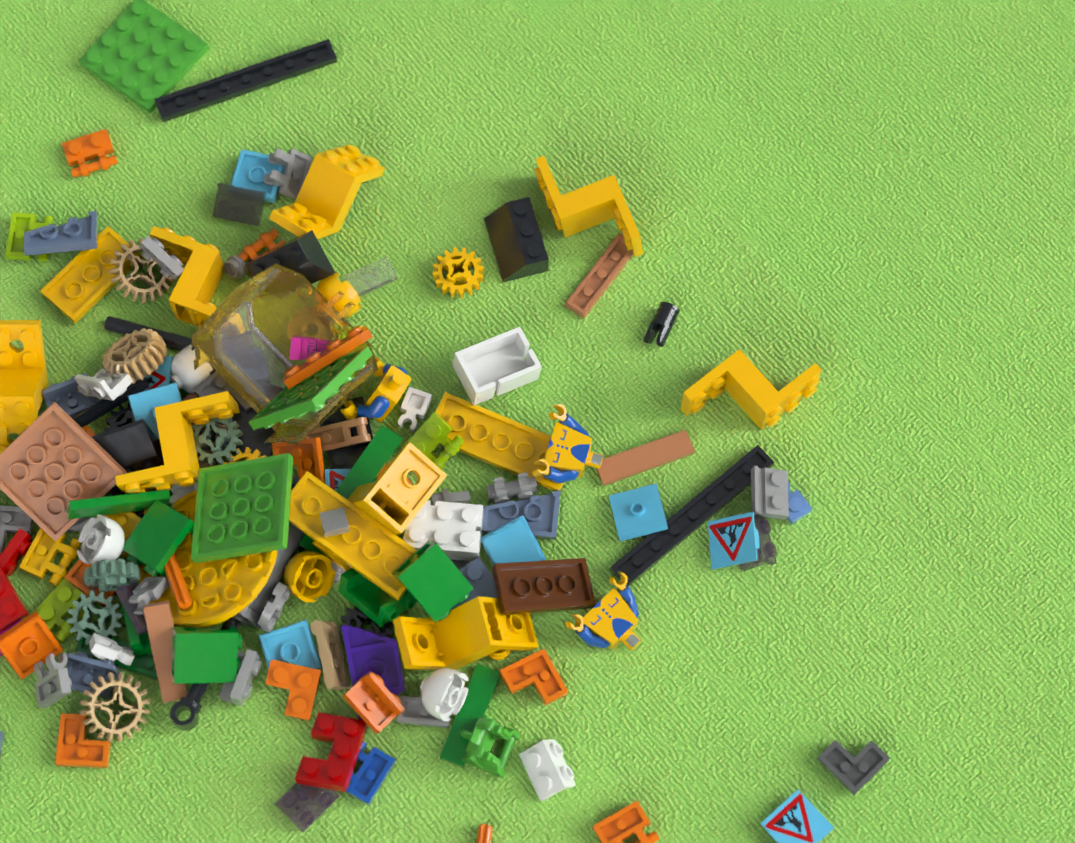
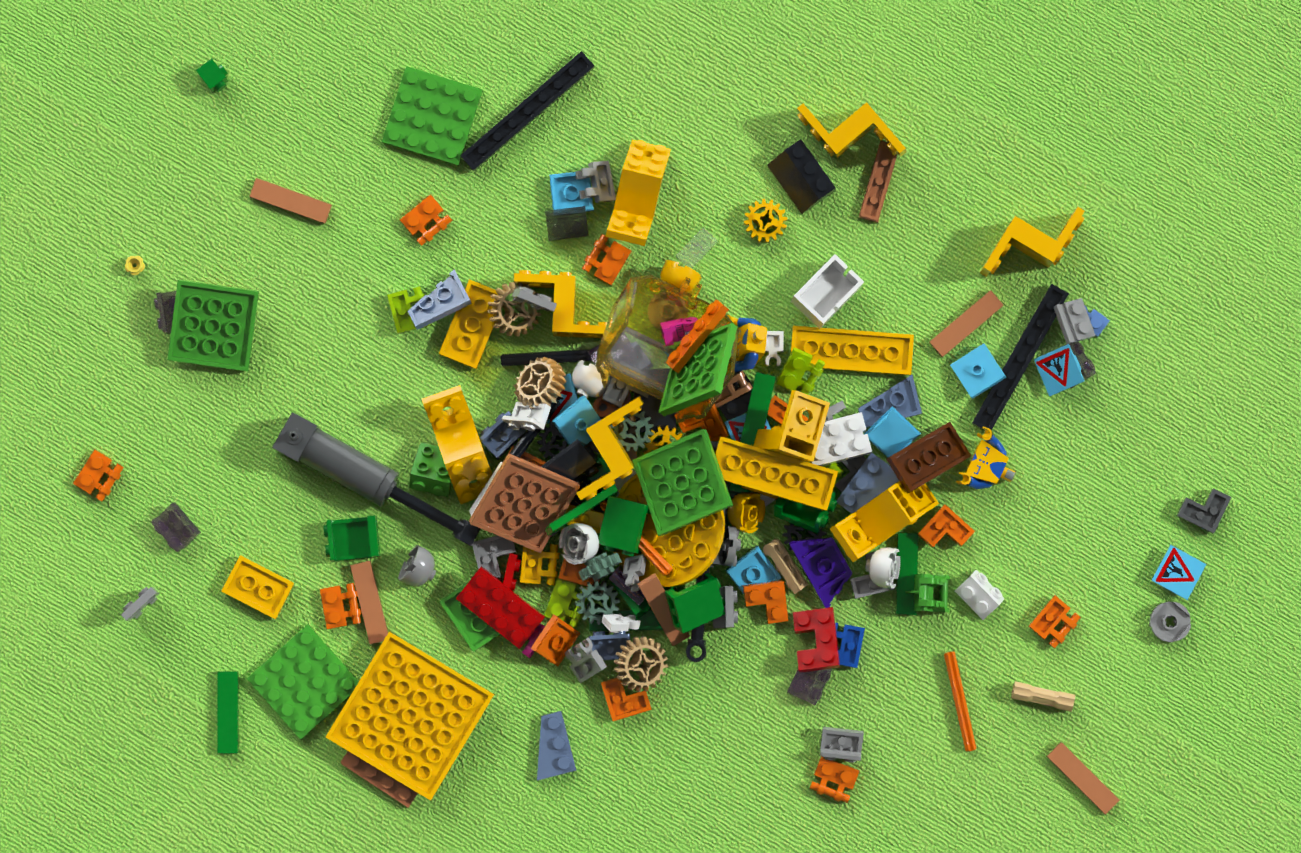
camera: 20 degrees left, 15 degrees up
(234, 267) = (585, 278): light grey plate -> none
(299, 254) = (637, 260): black slope -> none
(334, 522) = (757, 469): light grey slope -> none
(373, 701) = (834, 592): orange bracket -> none
(433, 580) = (848, 487): green panel -> none
(521, 488) = (867, 391): light grey plate -> none
(567, 451) = (908, 343): torso -> none
(662, 322) = (942, 204): black hinge -> none

